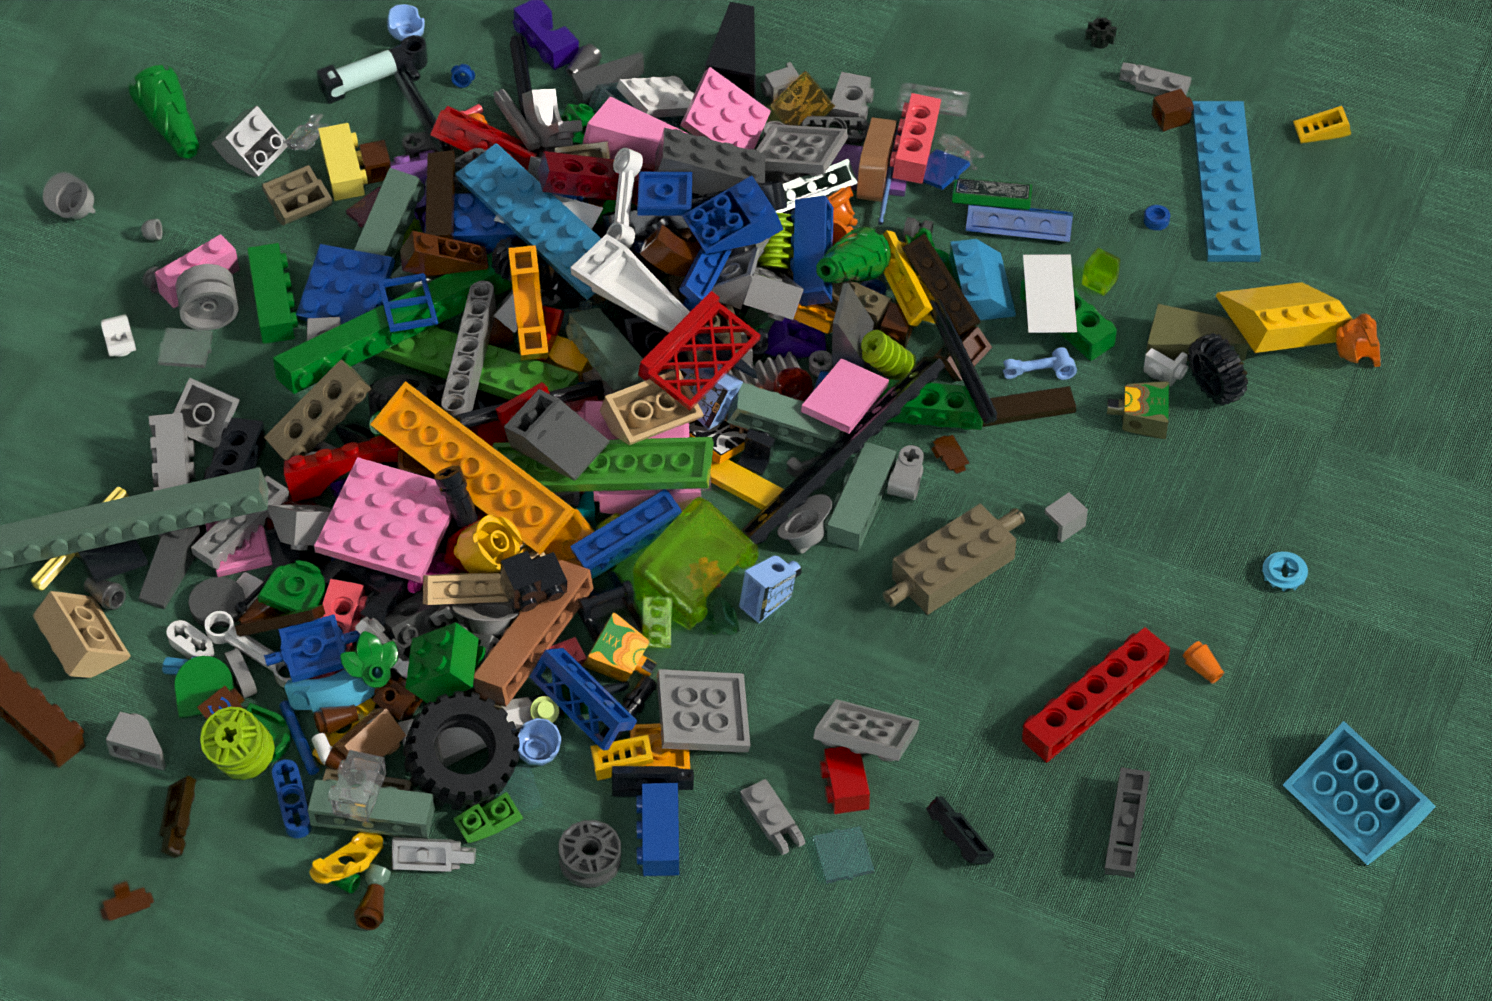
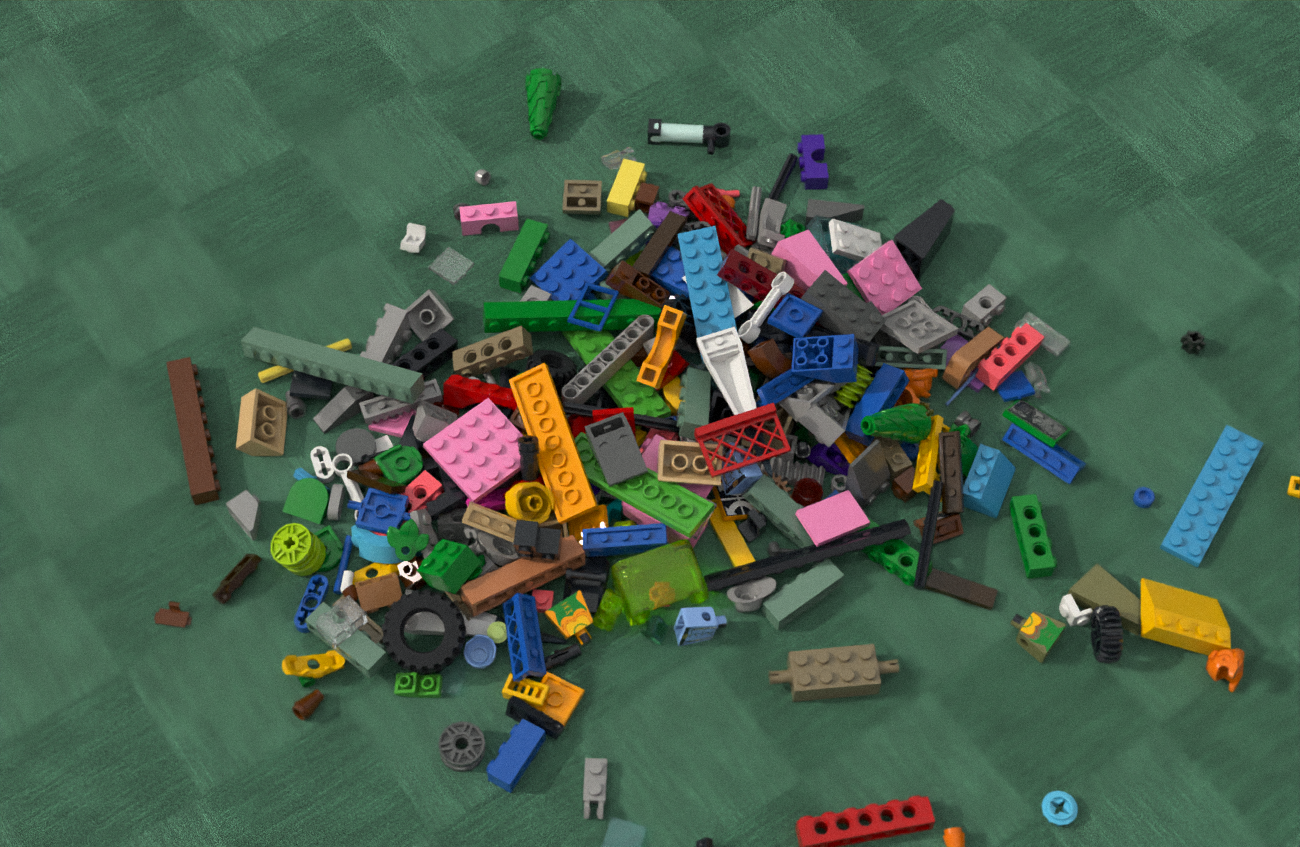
camera: 30 degrees right, 5 degrees up
(68, 196) = (445, 131): light grey piece -> none
(206, 297) = (479, 239): light grey wheel -> none
(221, 699) = (310, 518): reddish brown brick -> none
(250, 142) = (579, 147): light grey slope -> none
(334, 718) = (366, 565): reddish brown cone -> none
(377, 875) = (325, 686): sand green hinge -> none
(404, 22) = (728, 111): light blue hair -> none
(419, 107) = (697, 171): black axle -> none
(430, 854) = (366, 690): light grey hinge -> none
(459, 79) = (741, 165): blue plate -> none
(586, 58) = (826, 192): flat silver cone -> none
(703, 711) = (597, 688): light grey plate -> none
(778, 81) = (945, 273): light grey brick -> none
(802, 100) = (948, 292): clear yellow tile -> none
(846, 780) = (657, 790): red brick -> none
(866, 730) = (690, 764): light grey plate -> none
(886, 355) = (882, 503): lime piece -> none
(907, 473) = (843, 594): light grey piece -> none
(950, 452) = (885, 594): reddish brown piece -> none
(1049, 293) = (1025, 516): white sticker -> none
(1060, 362) = (1003, 570): light blue brick -> none
(1068, 515) = (930, 684): light grey panel -> none
(1101, 271) = (1075, 518): clear neon green panel -> none
(1153, 80) = (1211, 397): light grey hinge -> none
(1172, 109) = (1207, 424): reddish brown brick -> none

